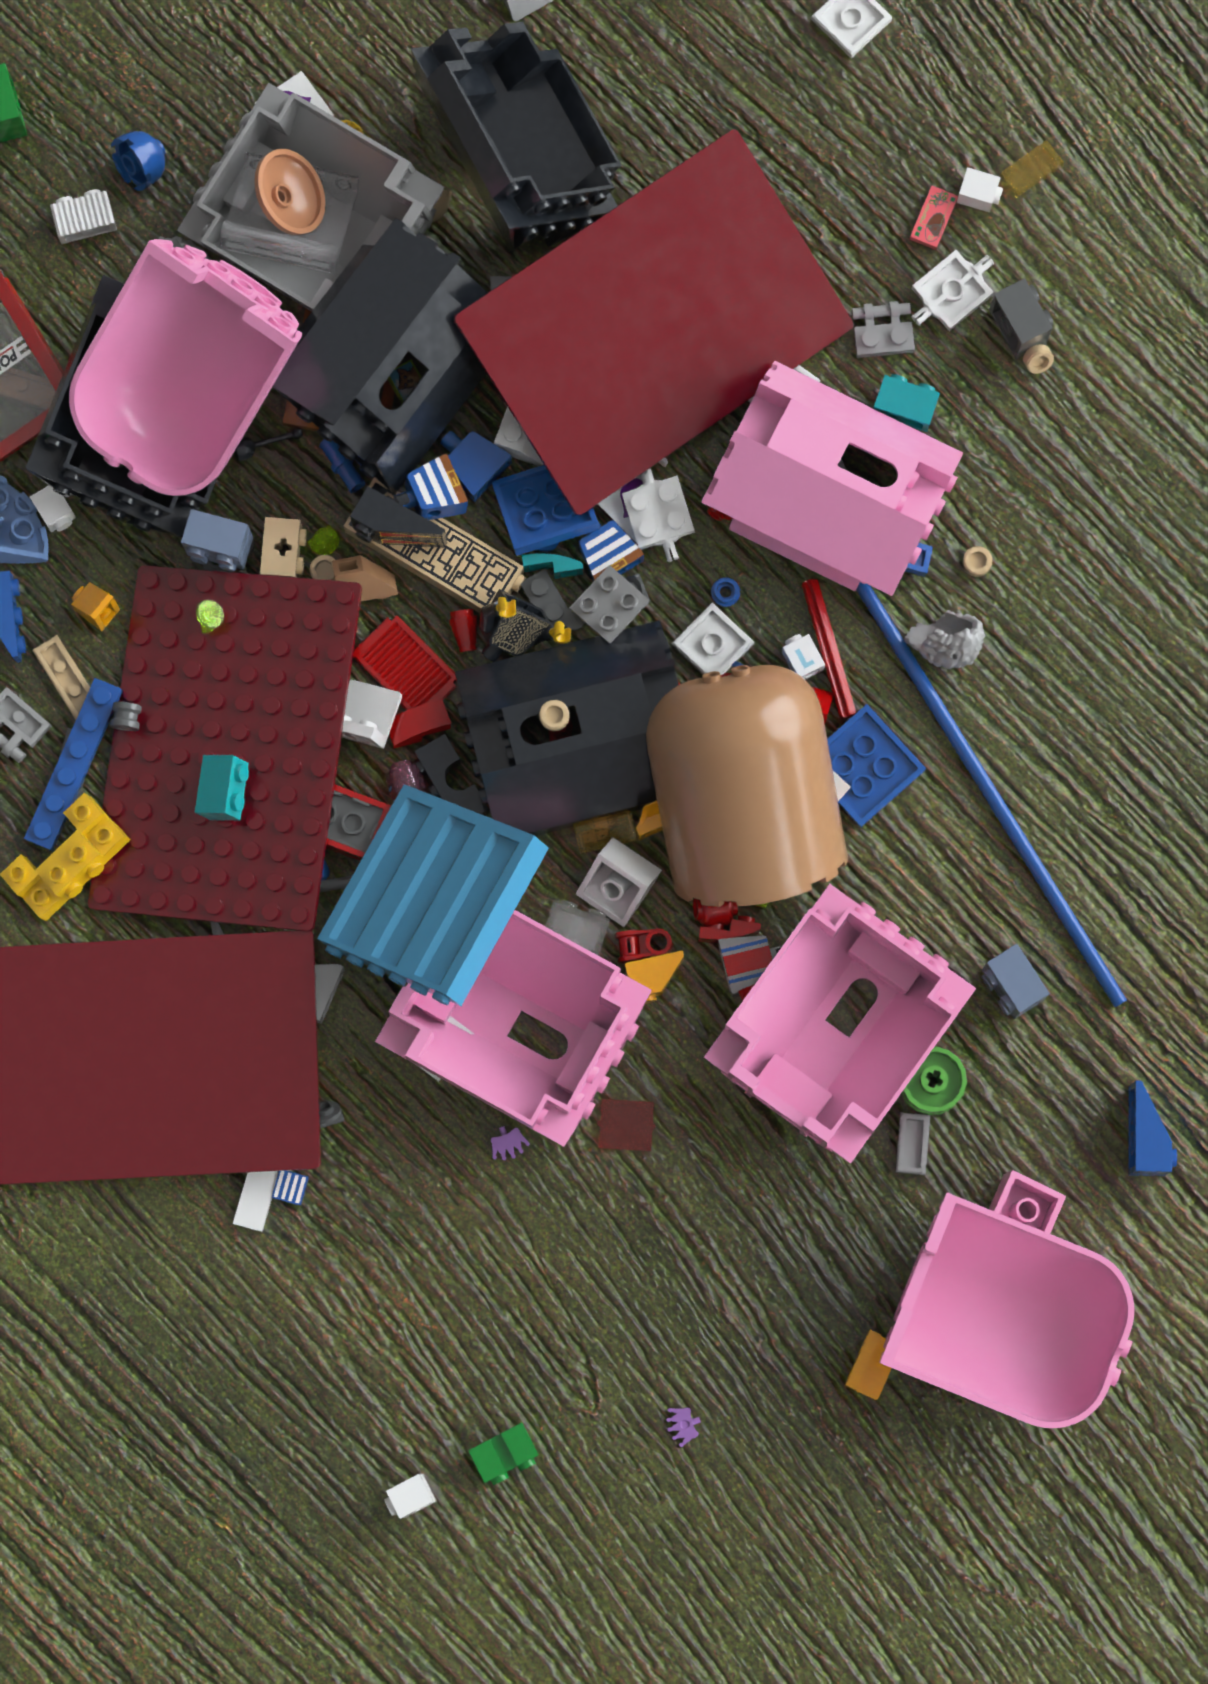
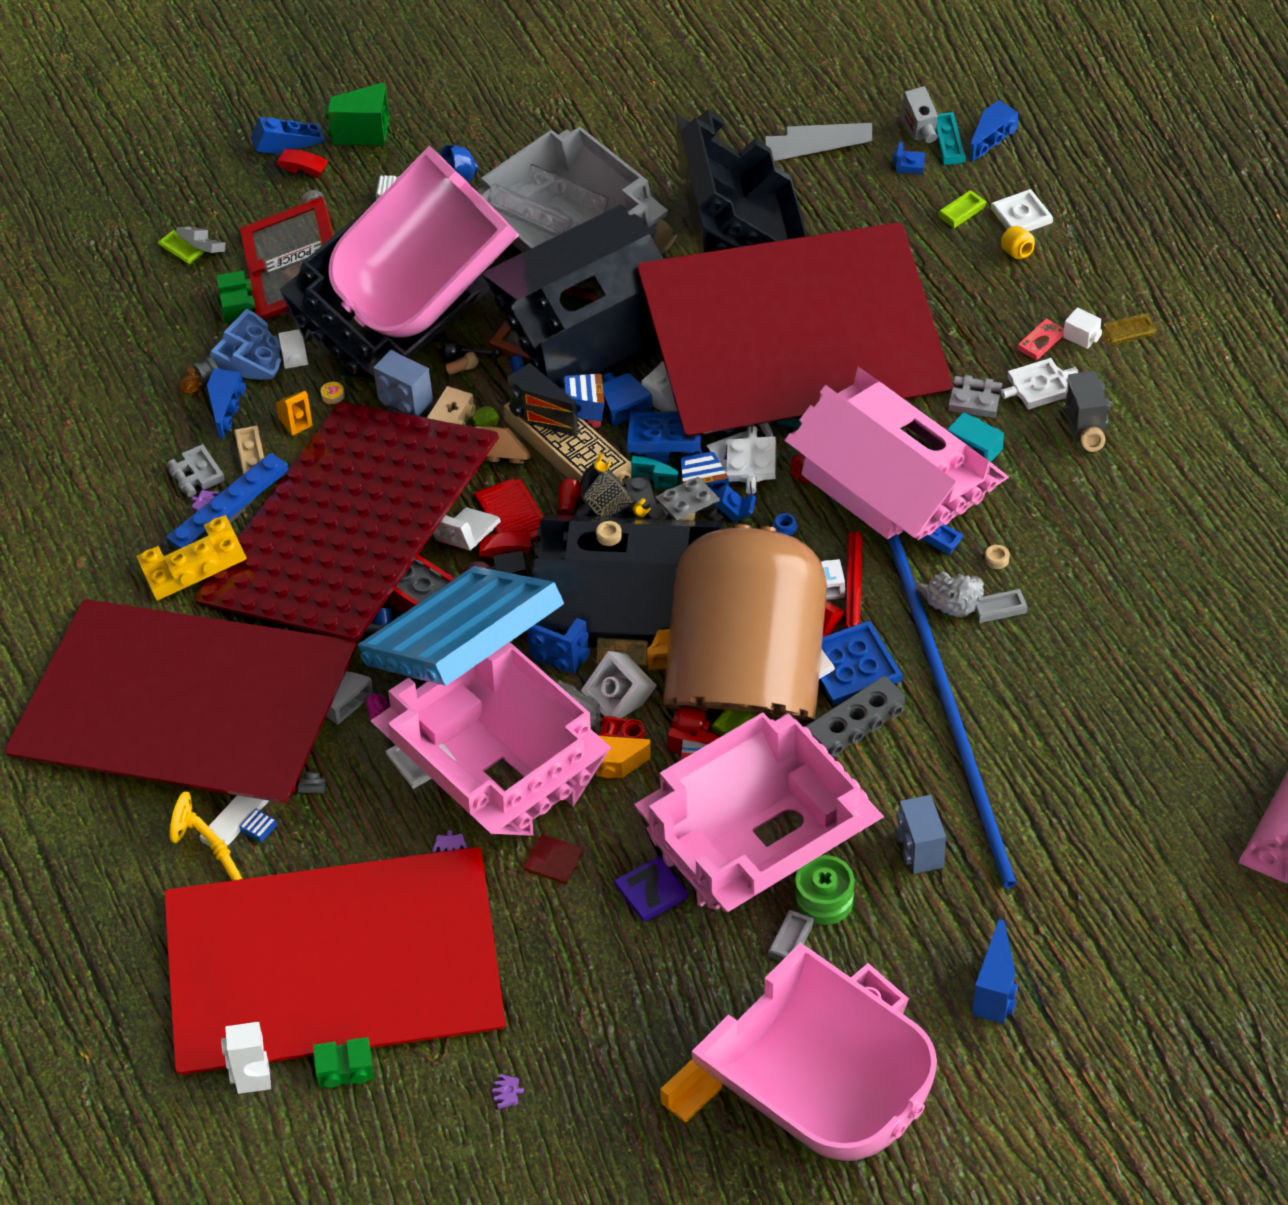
camera: 20 degrees right, 30 degrees down
(40, 763) = (204, 498): none -> medium lavender piece
(125, 555) = (332, 392): none -> tile
(125, 716) = (281, 479): dark grey wheel -> none
(209, 615) = (375, 430): clear neon green plate -> none
(216, 1216) = (184, 818): none -> yellow dish
(221, 787) = (330, 528): teal brick -> none
(265, 467) = (467, 362): none -> medium nougat arm
(289, 192) = (552, 182): nougat dish -> none
(358, 990) = (376, 705): none -> dark pink plate
(439, 1329) = (334, 957): none -> red baseplate
(557, 850) = (559, 650): none -> blue bracket
(660, 583) = (733, 505): none -> blue bracket
(745, 1131) = (651, 889): none -> dark purple tile
(778, 33) = (962, 209): none -> lime tile
(863, 75) = (1017, 242): none -> yellow head
(913, 801) = (858, 716): none -> dark grey brick
(1004, 630) = (1001, 606): none -> light grey tile

